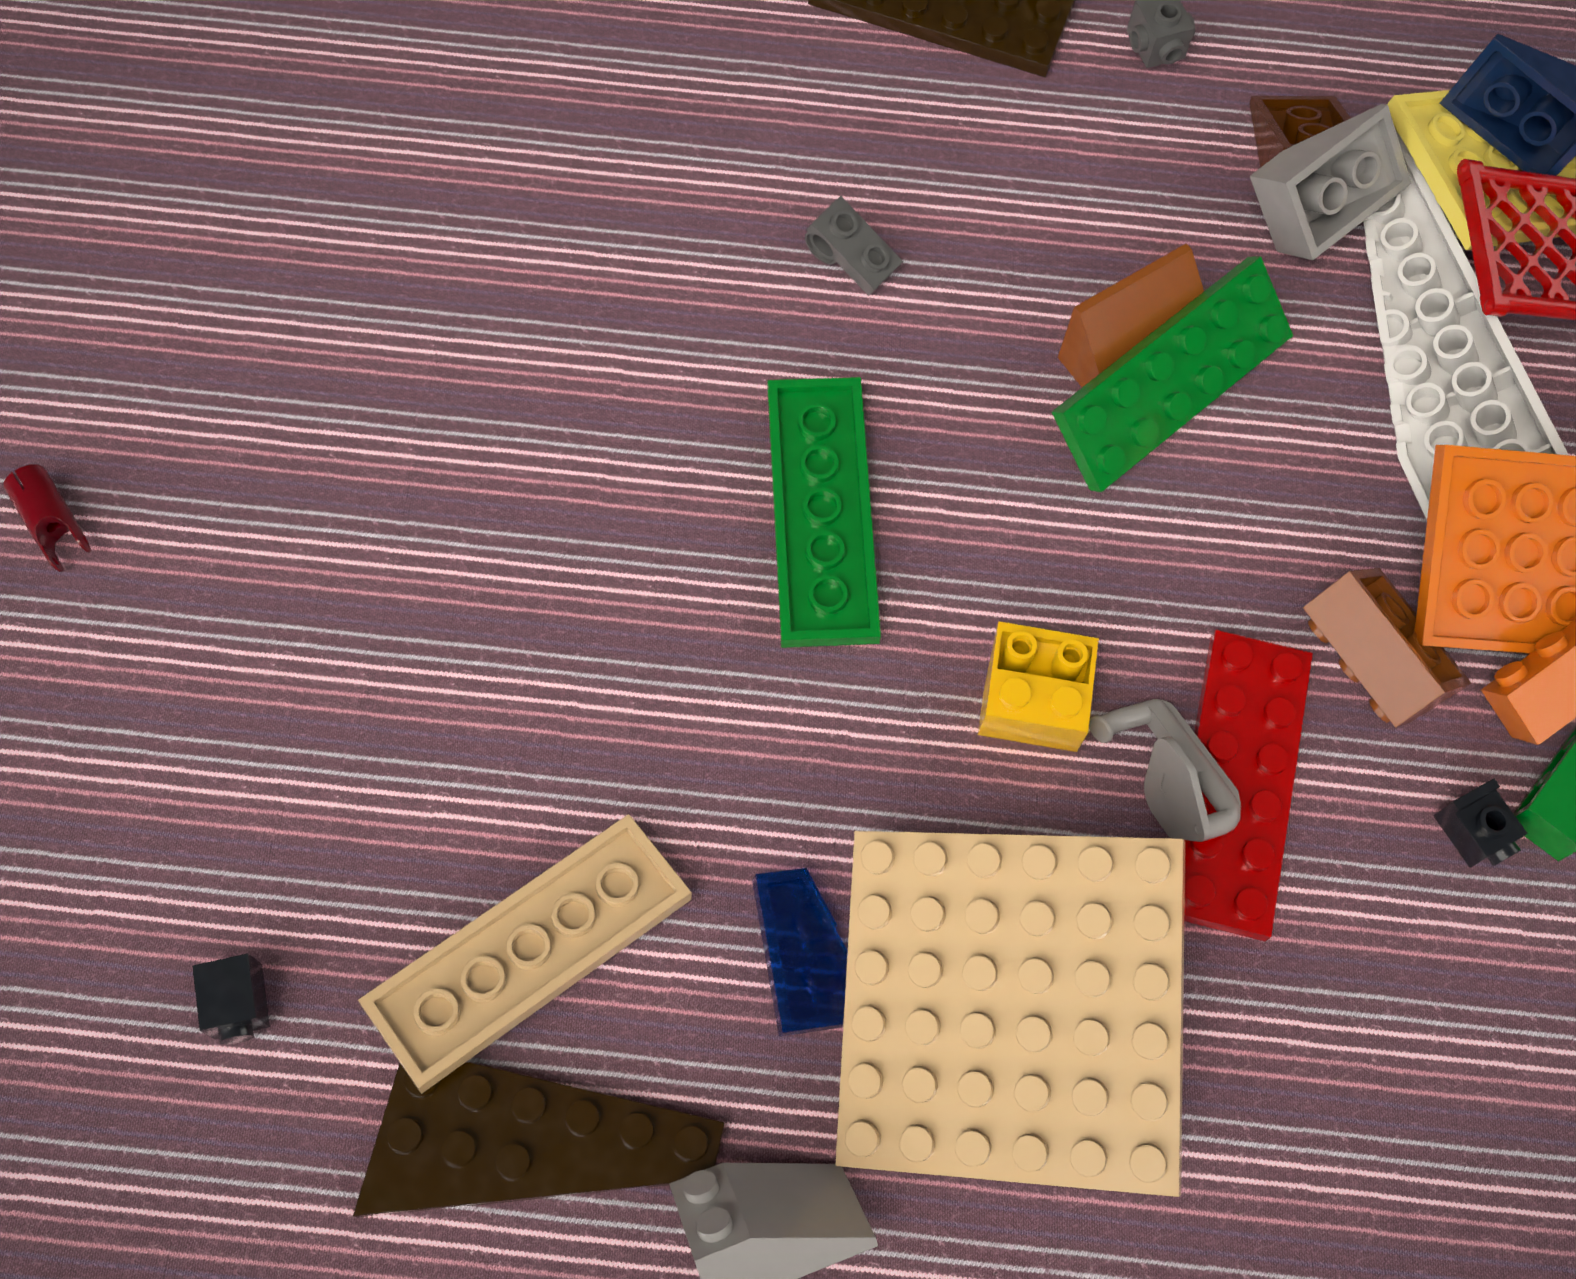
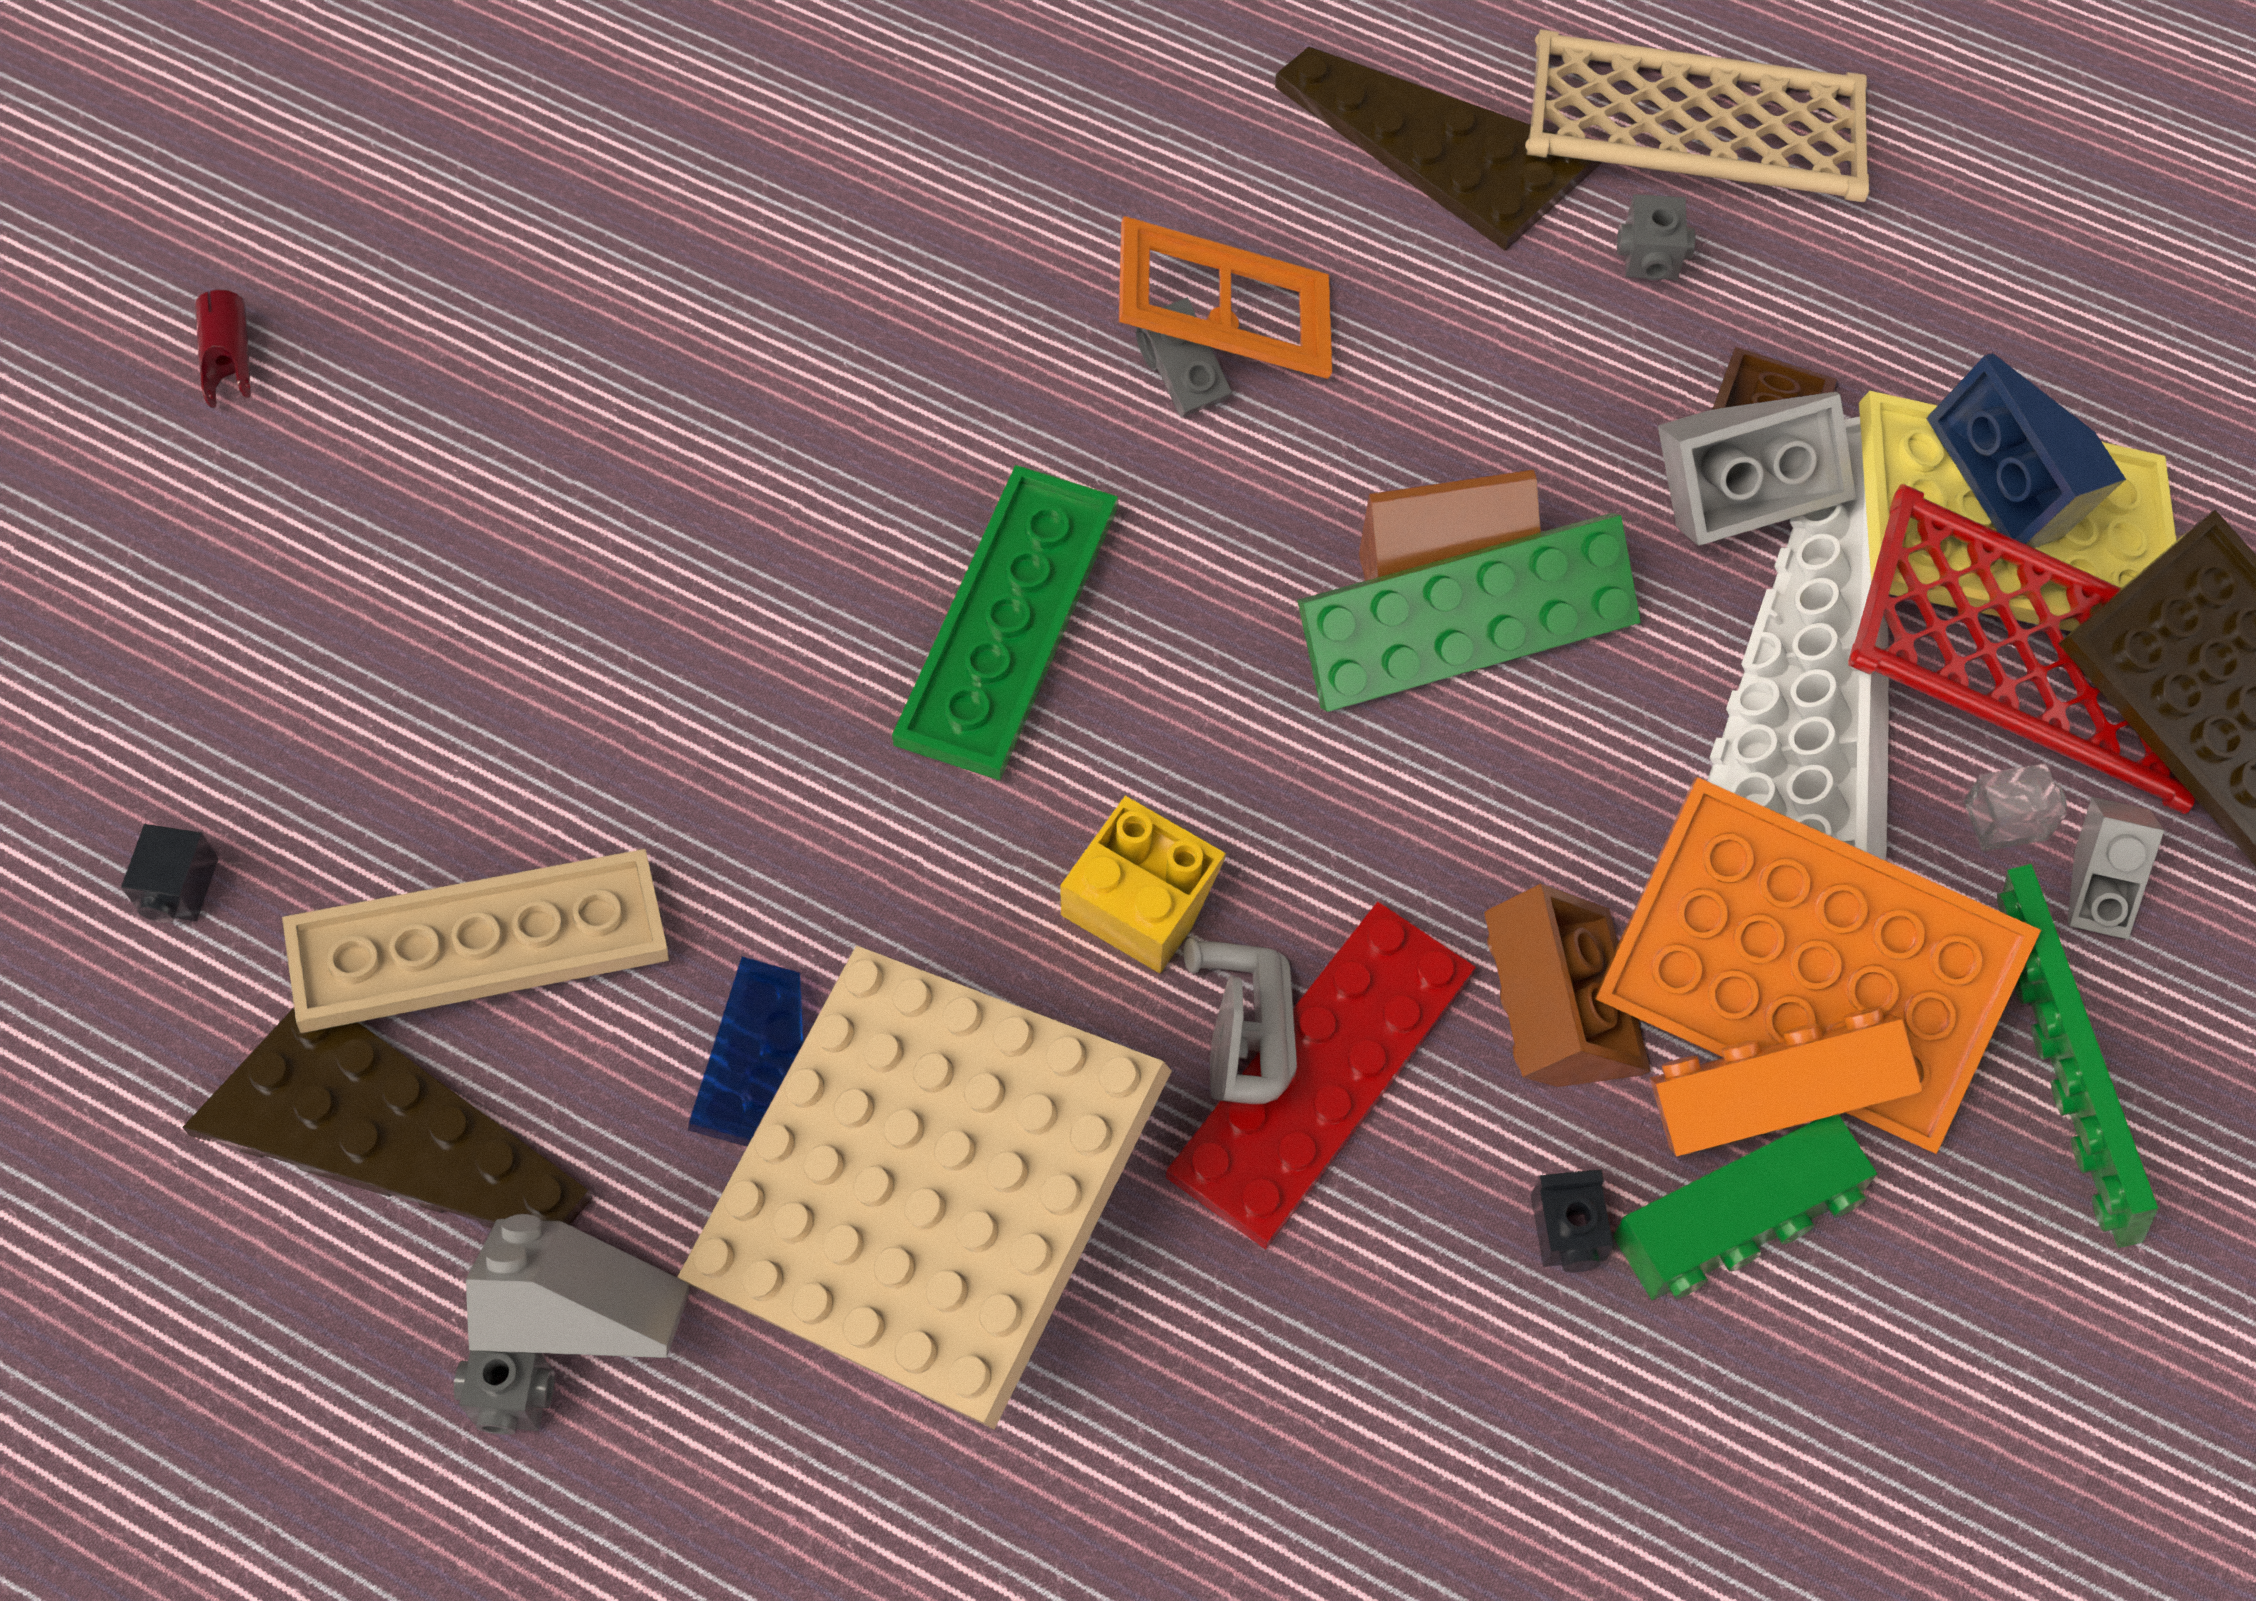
camera: 25 degrees right, 5 degrees down
(873, 210) = (1221, 325): none -> orange door

